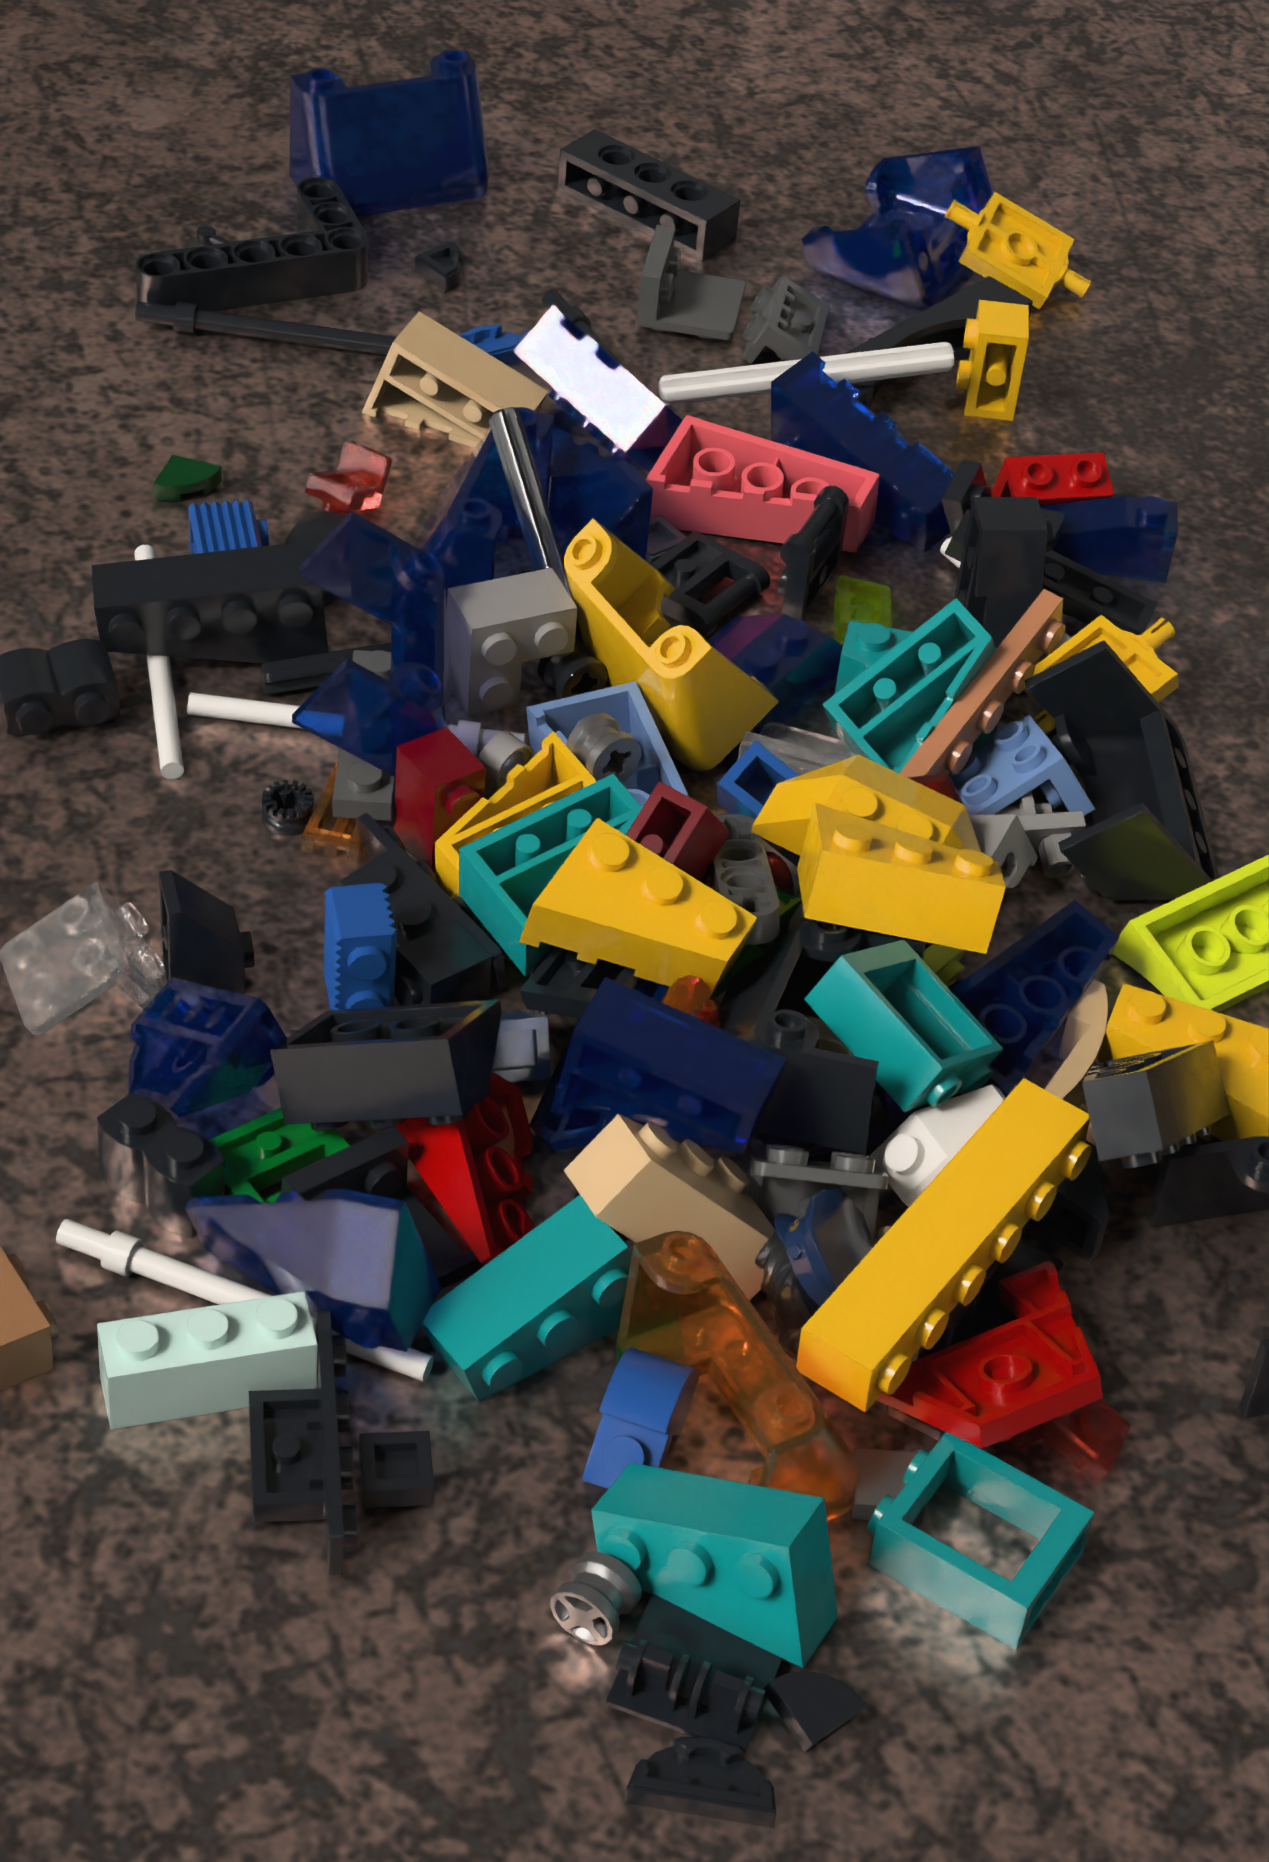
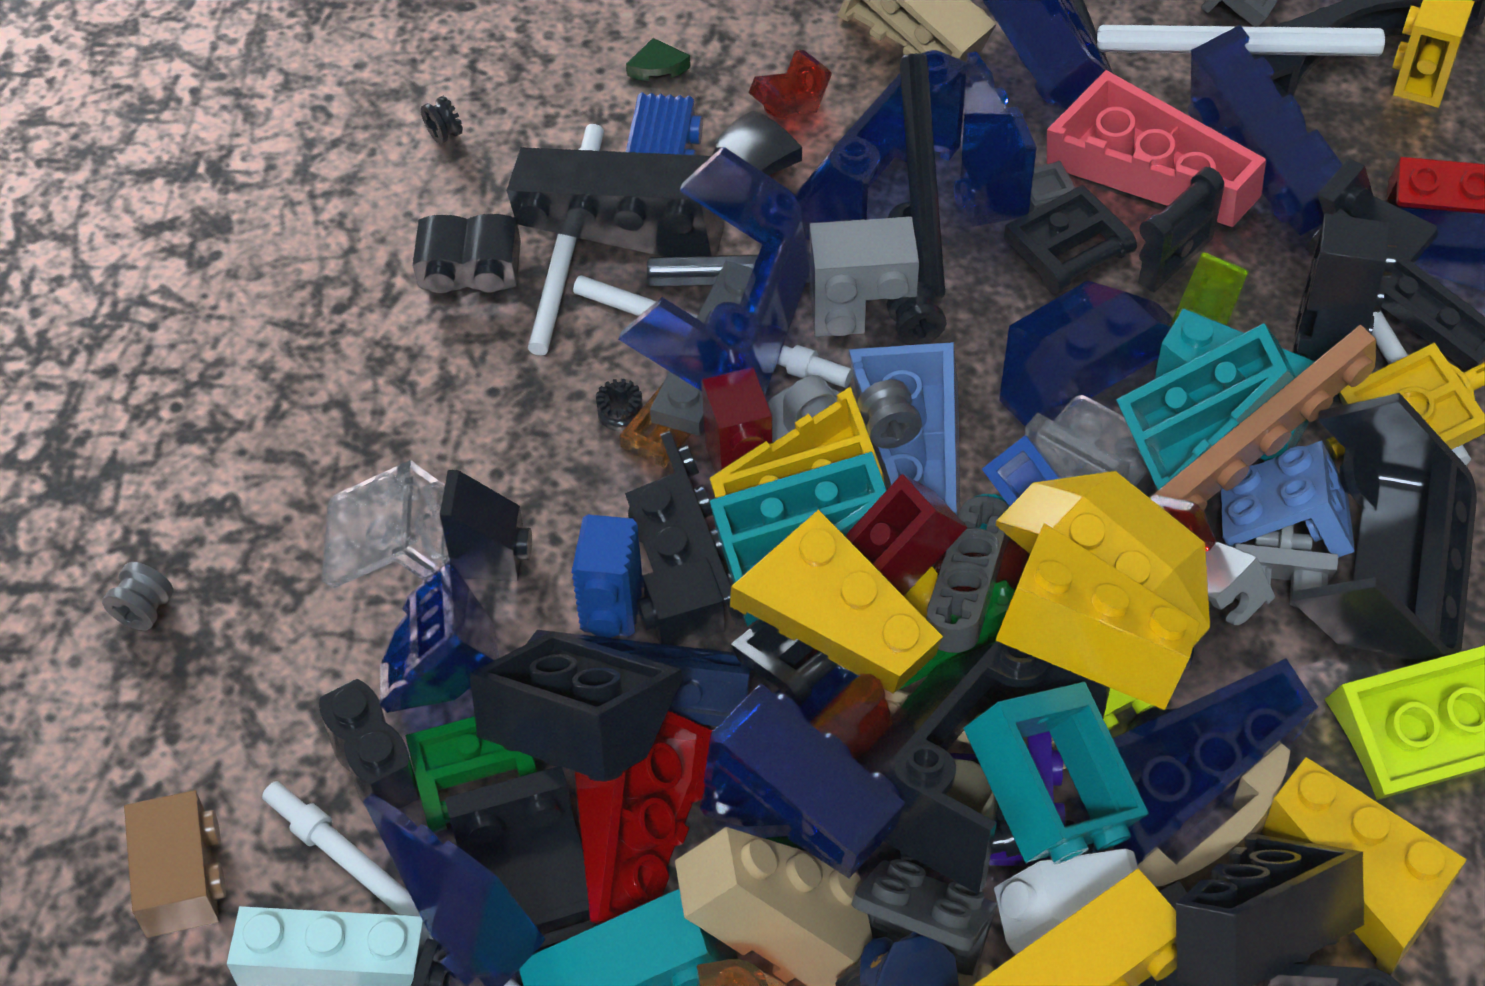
camera: 25 degrees right, 10 degrees up
(688, 685) = (970, 267): yellow windscreen -> none

